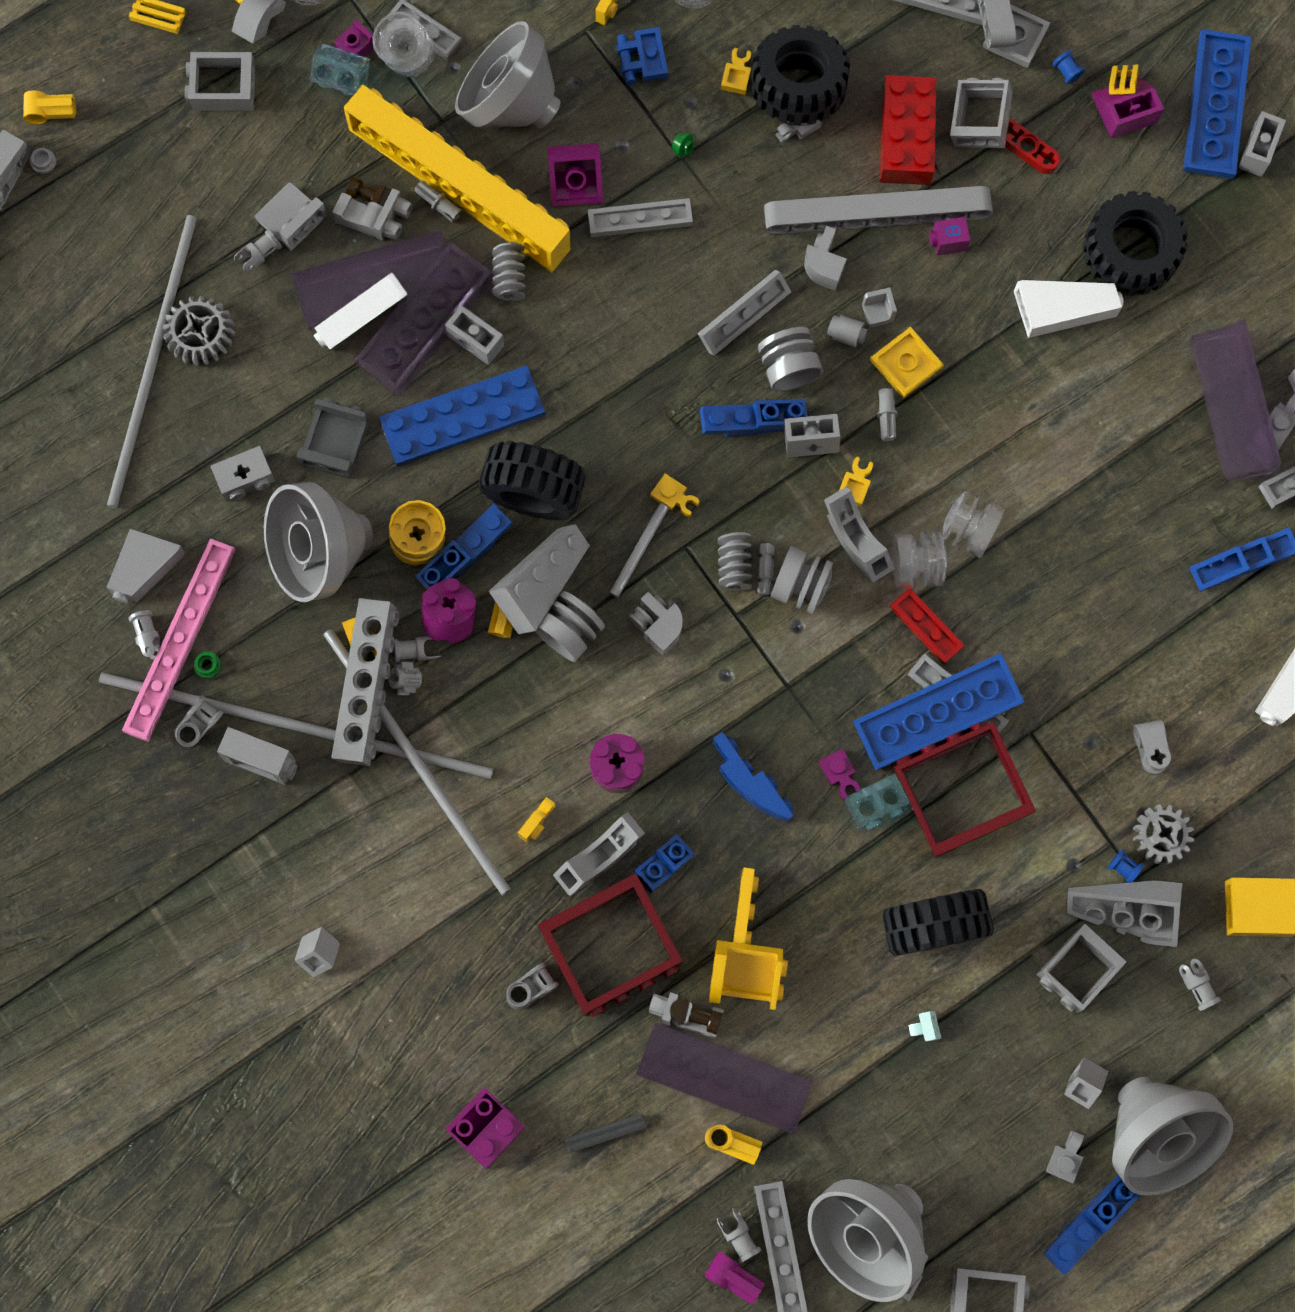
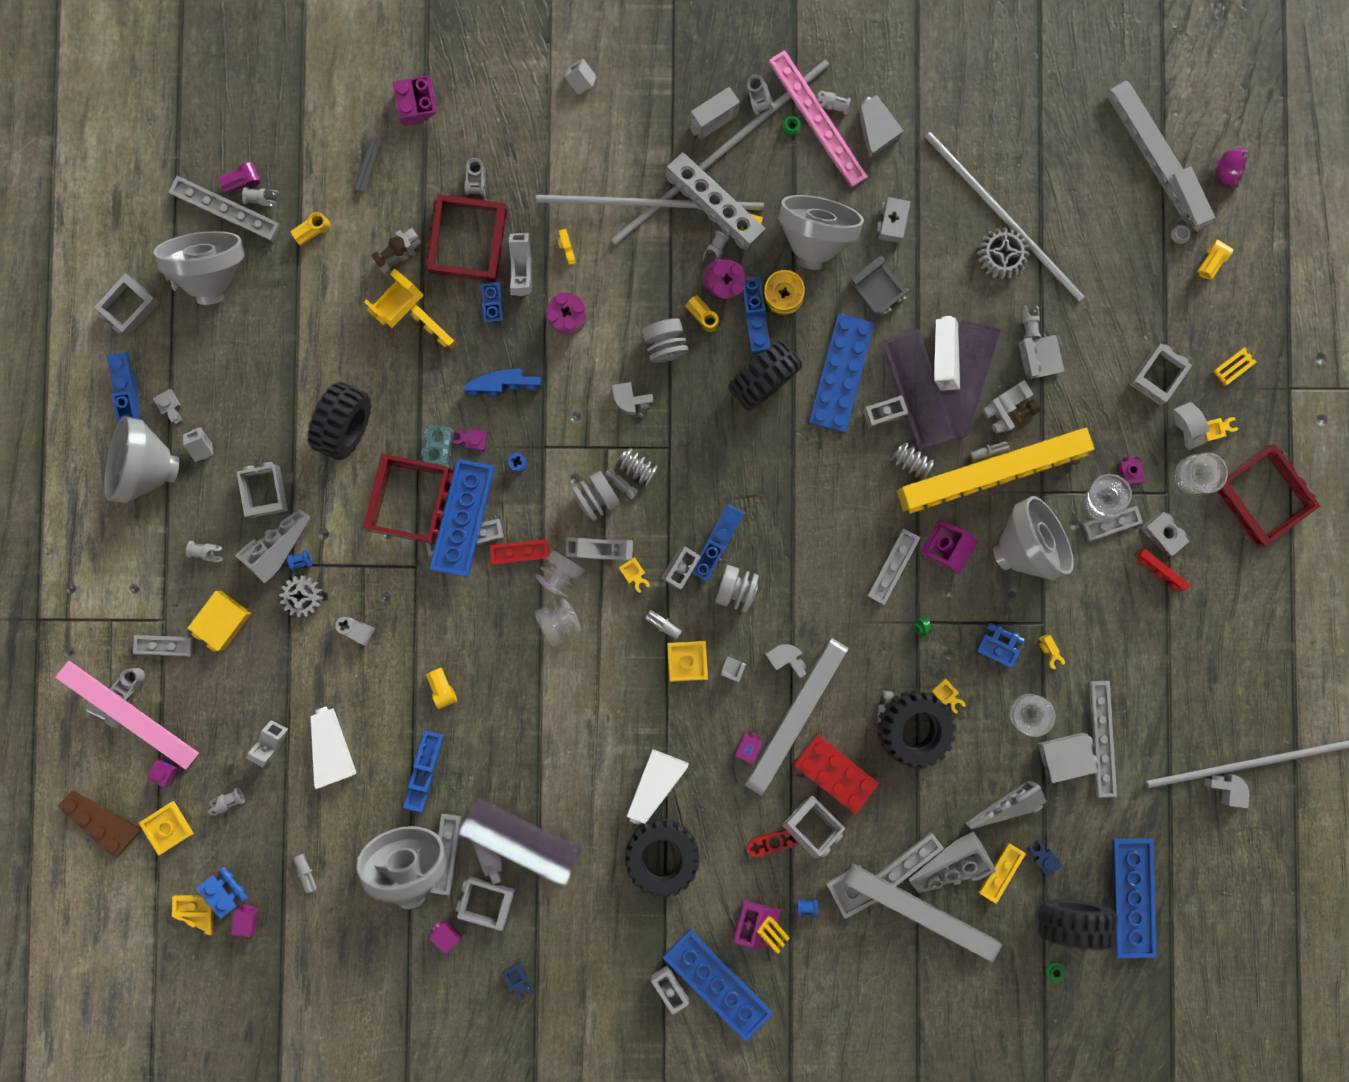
camera: 125 degrees right, 10 degrees up
(340, 64) = (1118, 449): clear light blue brick -> none
(405, 678) = (702, 229): light grey gear -> none
(538, 579) = (705, 342): light grey wedge -> none
(639, 550) = (685, 418): light grey bar -> none
(640, 619) = (642, 388): light grey bush -> none
(672, 494) = (706, 462): yellow plate -> none
(724, 1078) = (346, 249): clear purple arch -> none
(744, 312) = (787, 585): light grey plate -> none
(832, 691) = (516, 456): none -> blue bush
(847, 330) = (732, 639): light grey brick -> none
(928, 1027) = (293, 381): light aqua tile -> none
(1144, 600) = (442, 693): none -> yellow piece

